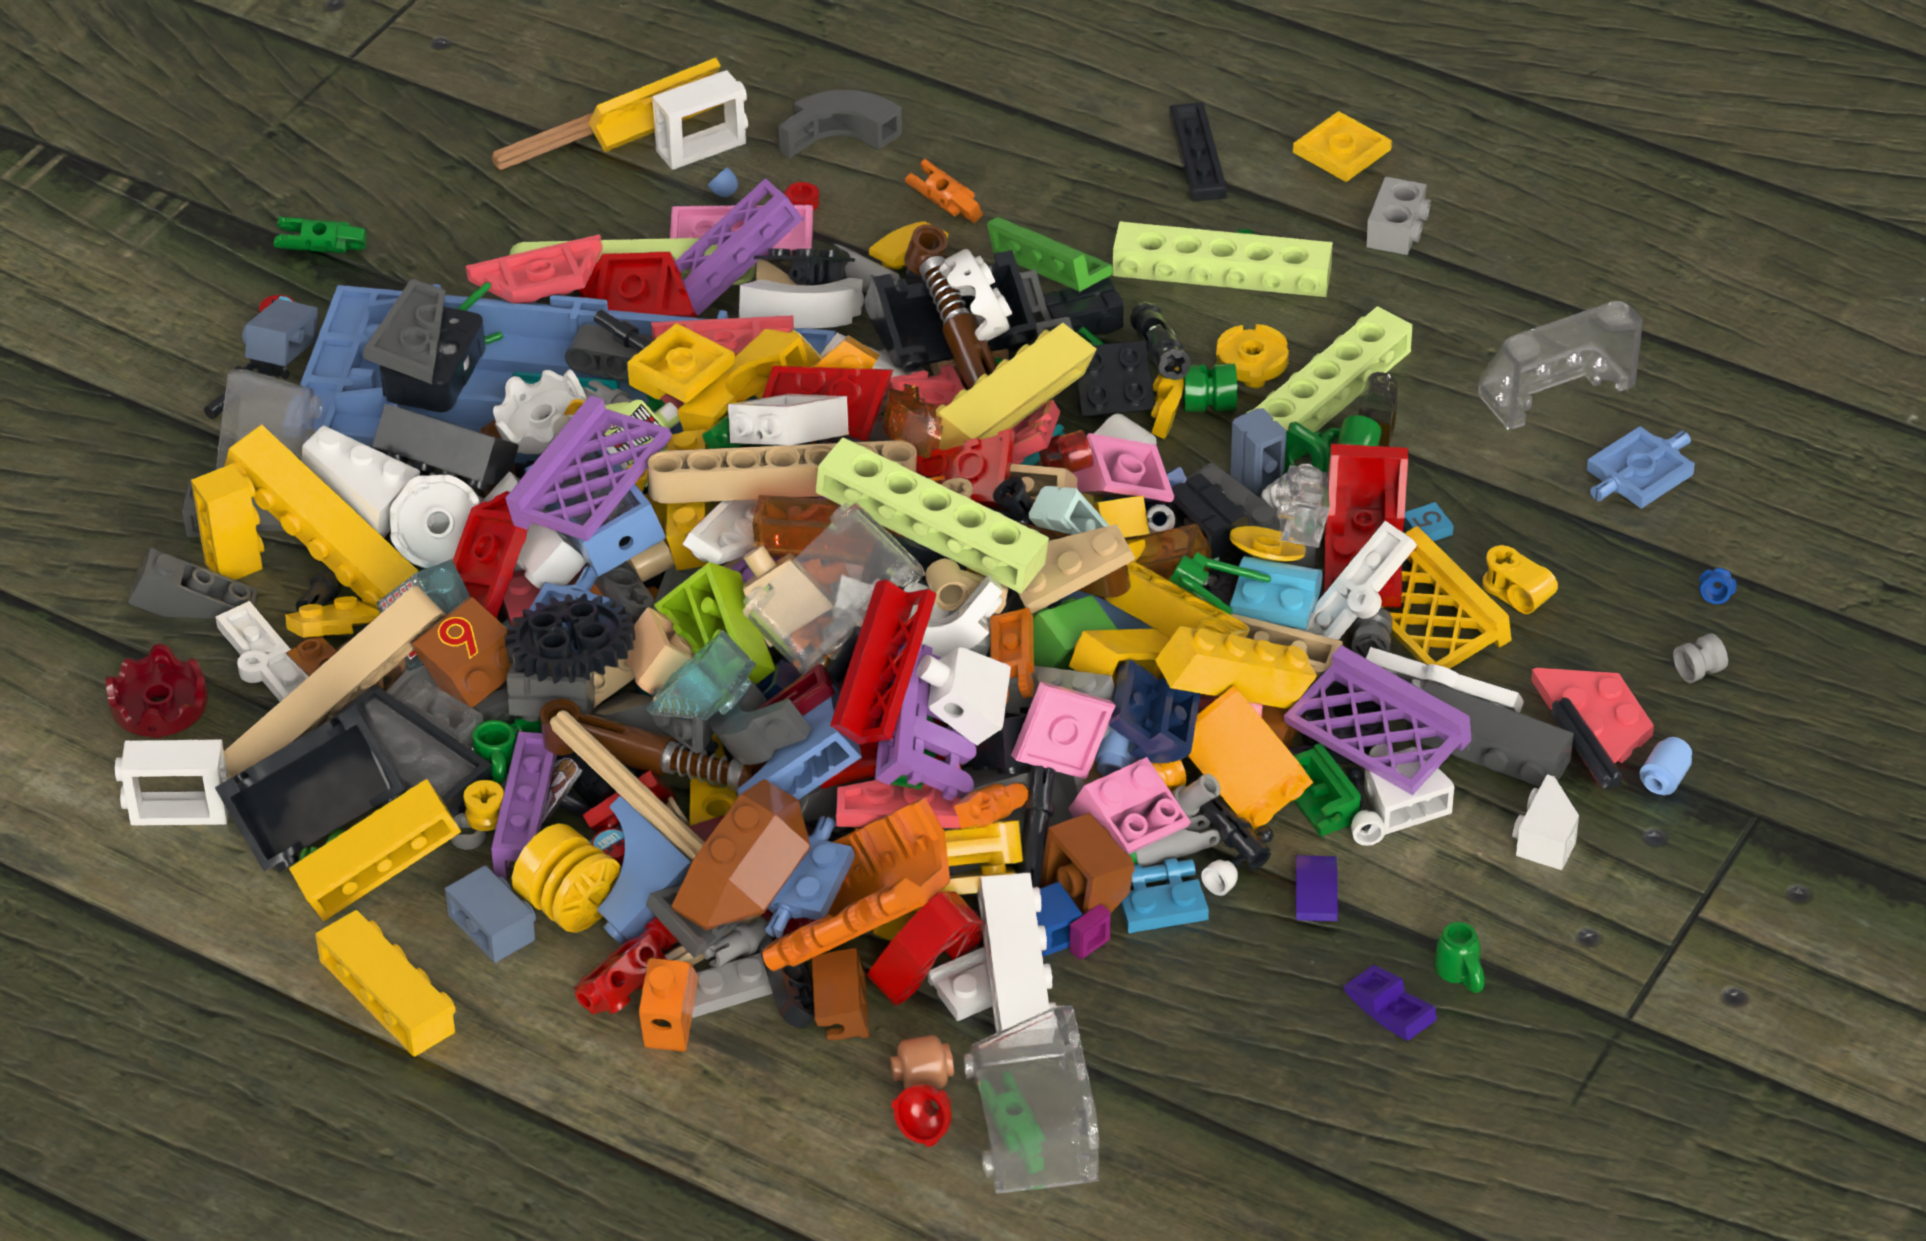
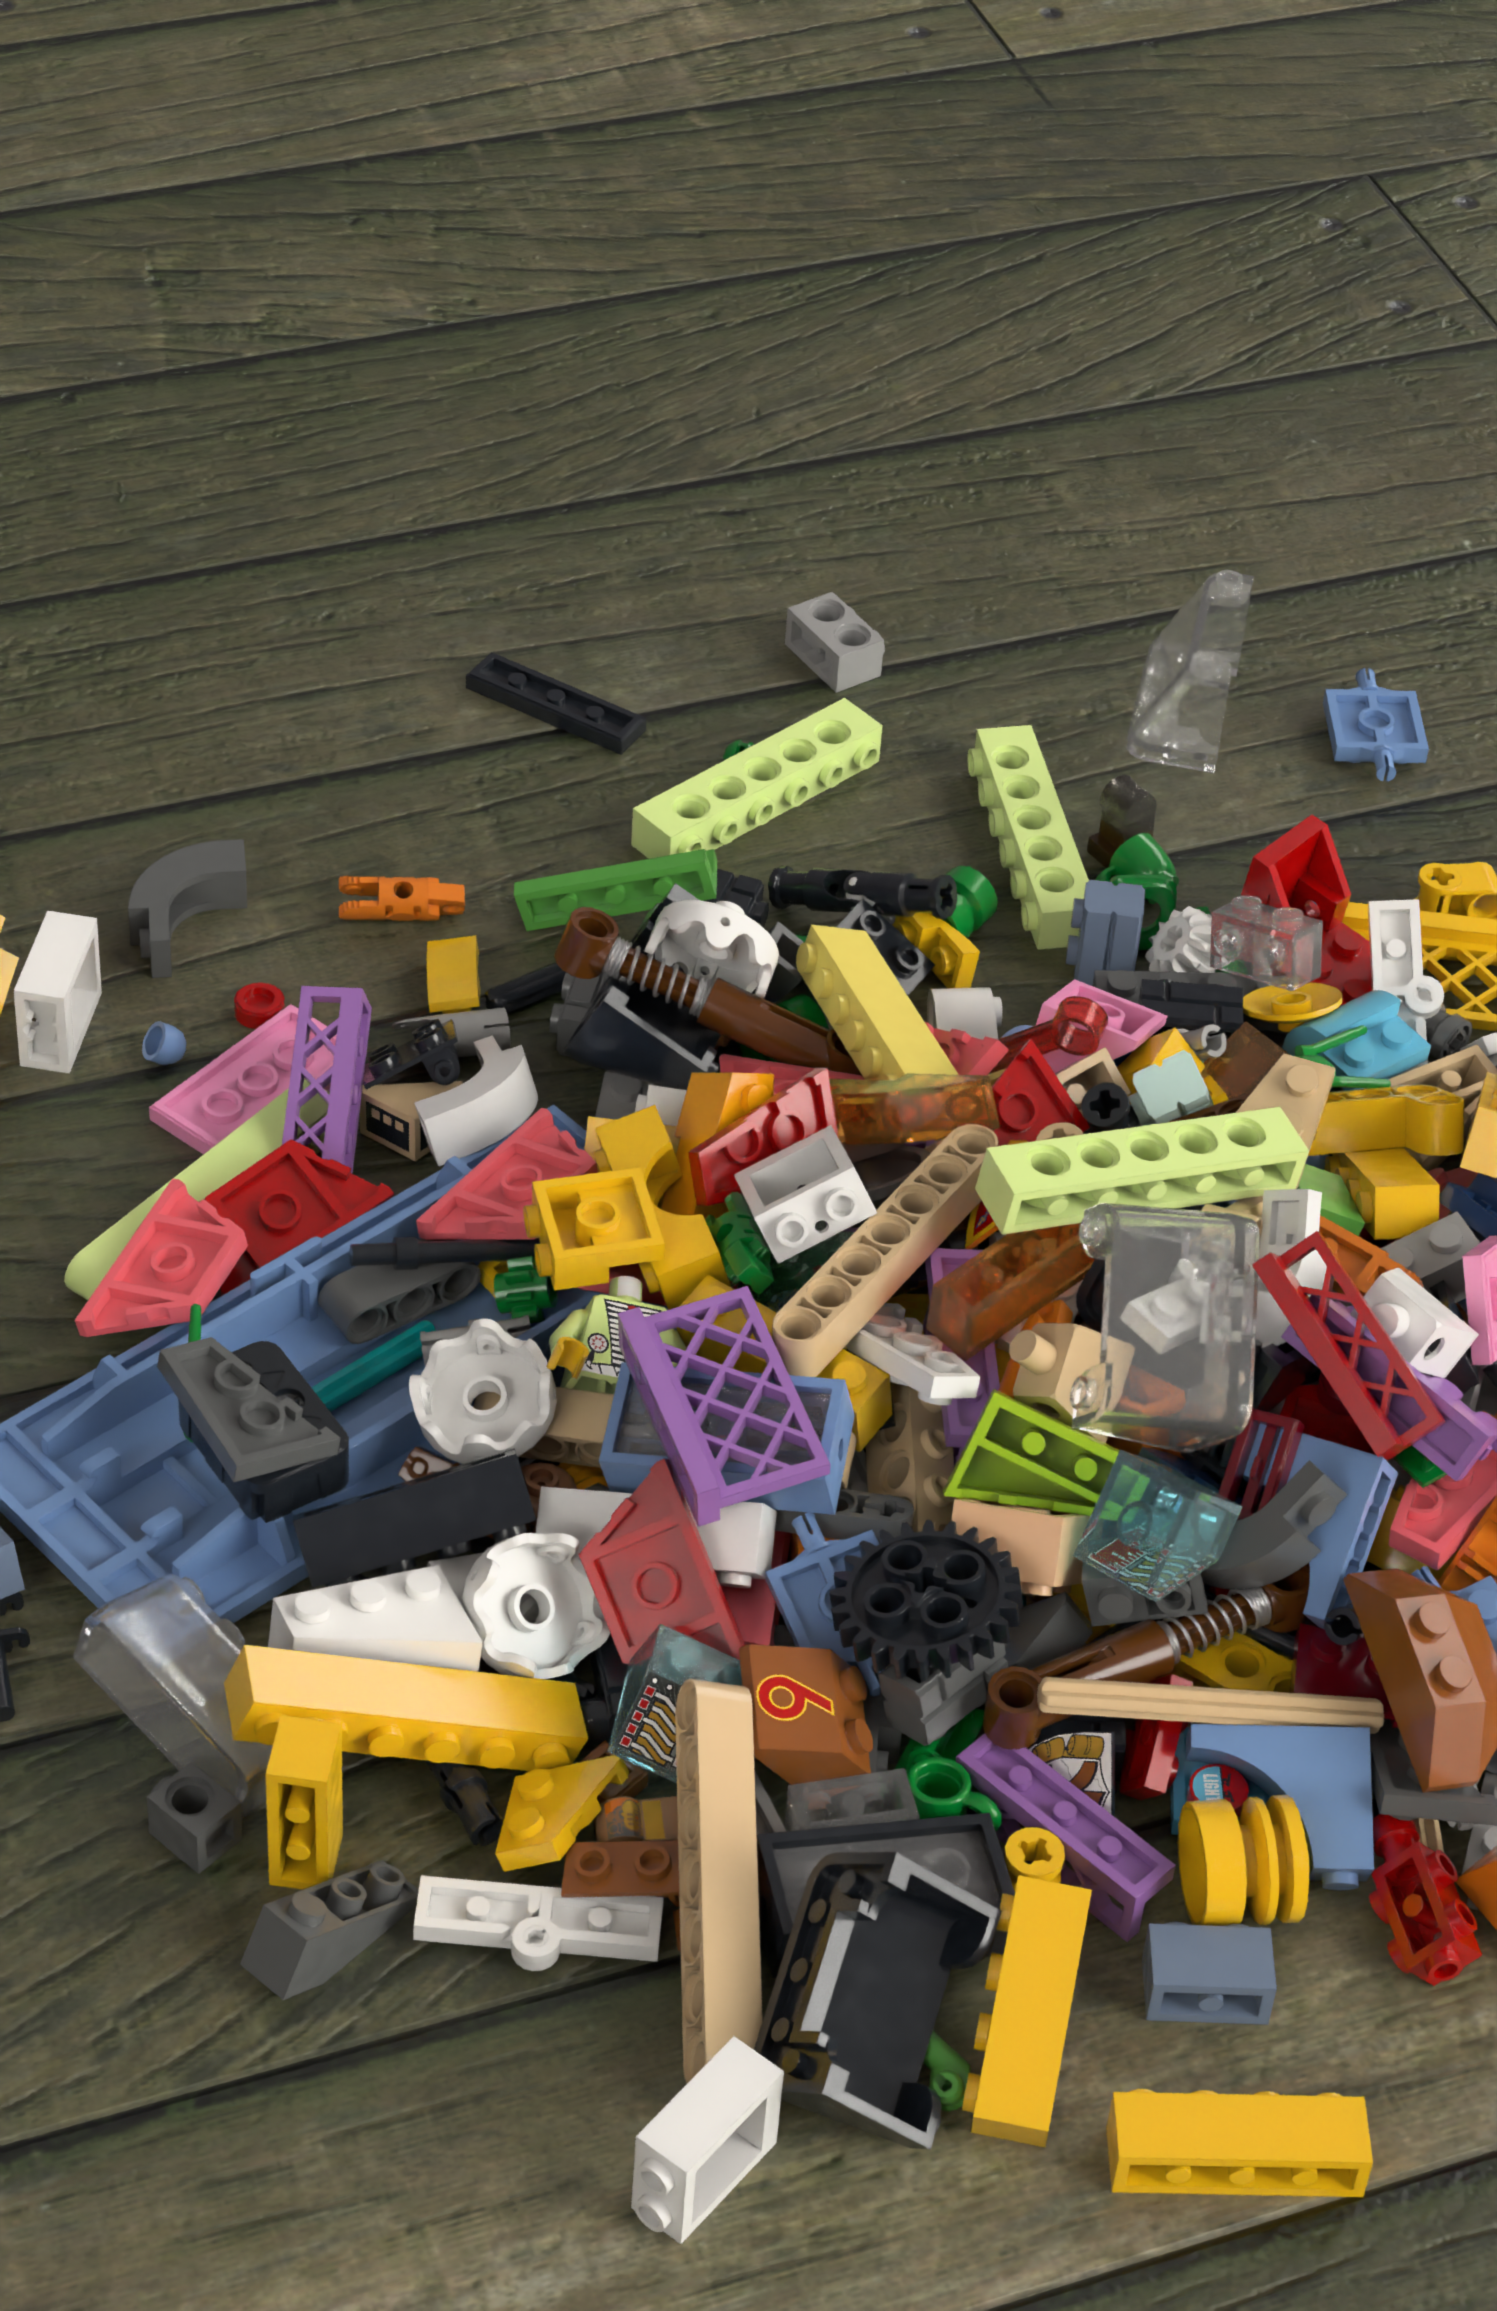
camera: 55 degrees left, 0 degrees up
(160, 677) = (500, 2032): dark red plate -> none
(1254, 370) = (921, 833): yellow plate -> none
(1342, 146) = (679, 611): yellow plate -> none

